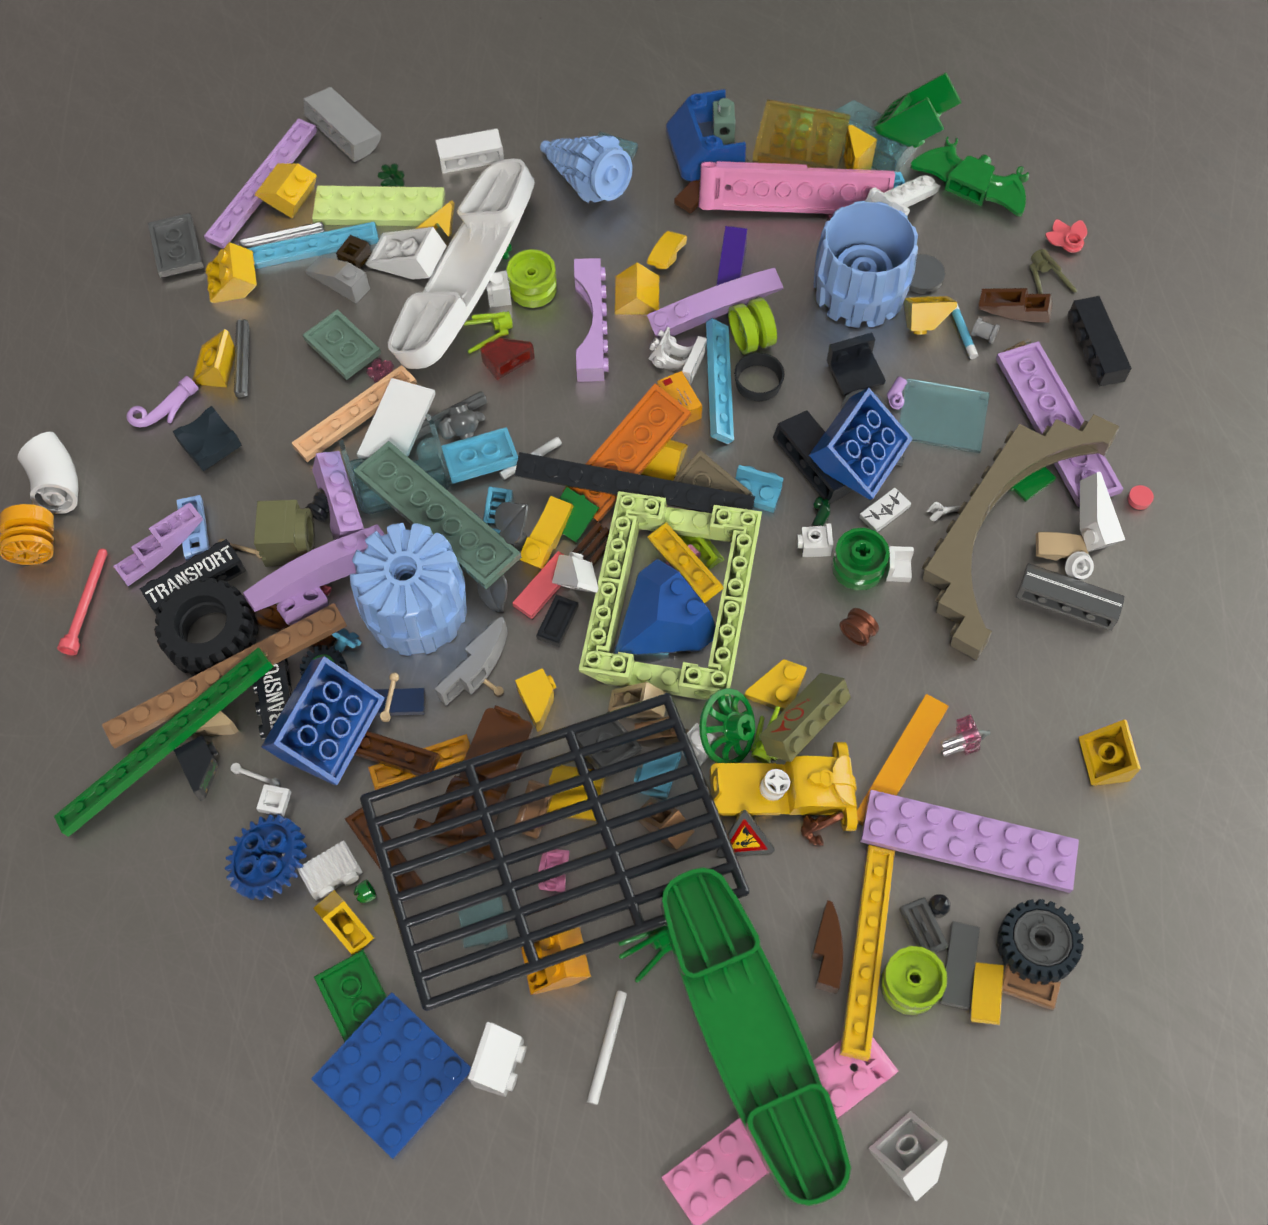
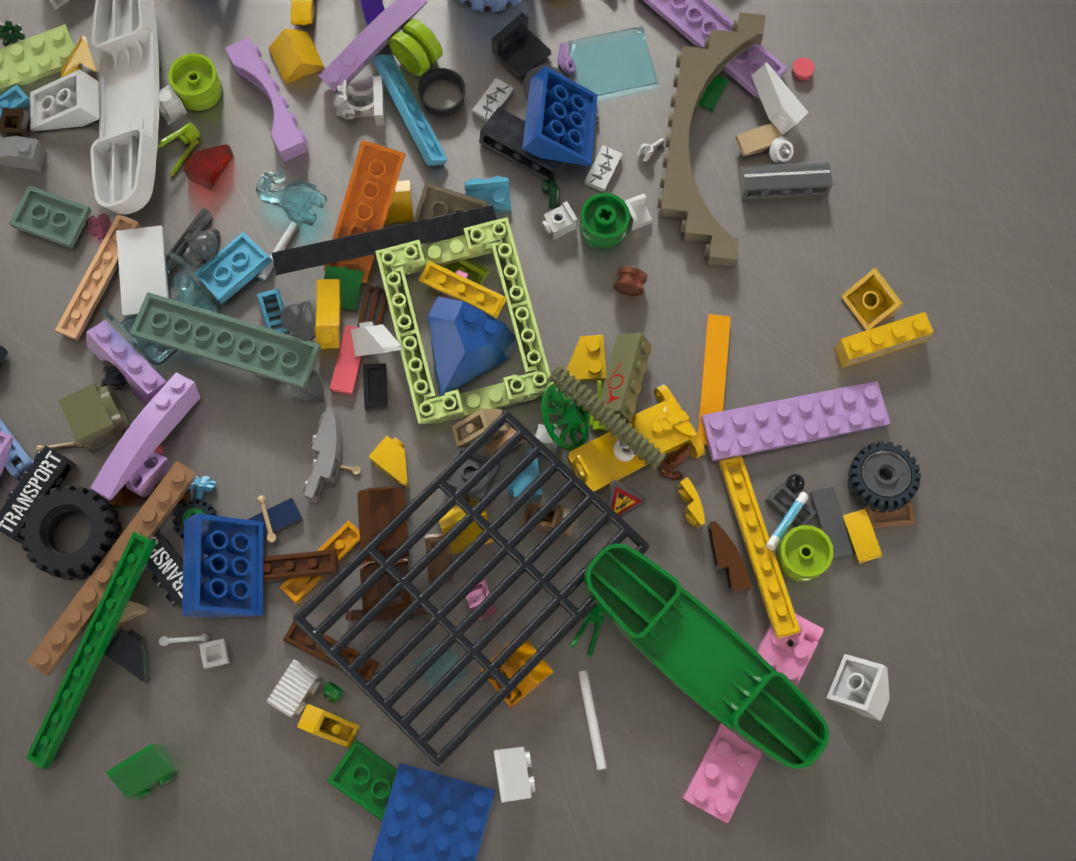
camera: 30 degrees left, 10 degrees up
(149, 879) = (143, 771): none -> green slope
(265, 857) = (240, 724): blue gear -> none
(409, 589) = (252, 440): light blue wheel -> none
(570, 416) = (294, 197): none -> clear light blue hips
(680, 389) = (381, 134): light orange brick -> none
(766, 743) = (607, 417): none -> olive piece
(810, 400) = (495, 96): none -> white tile
(817, 880) = (694, 510): none -> yellow slope
(910, 938) = (787, 521): none -> medium azure bar
(967, 738) = (758, 336): piece -> none
(1105, 799) = (884, 339): none -> yellow brick

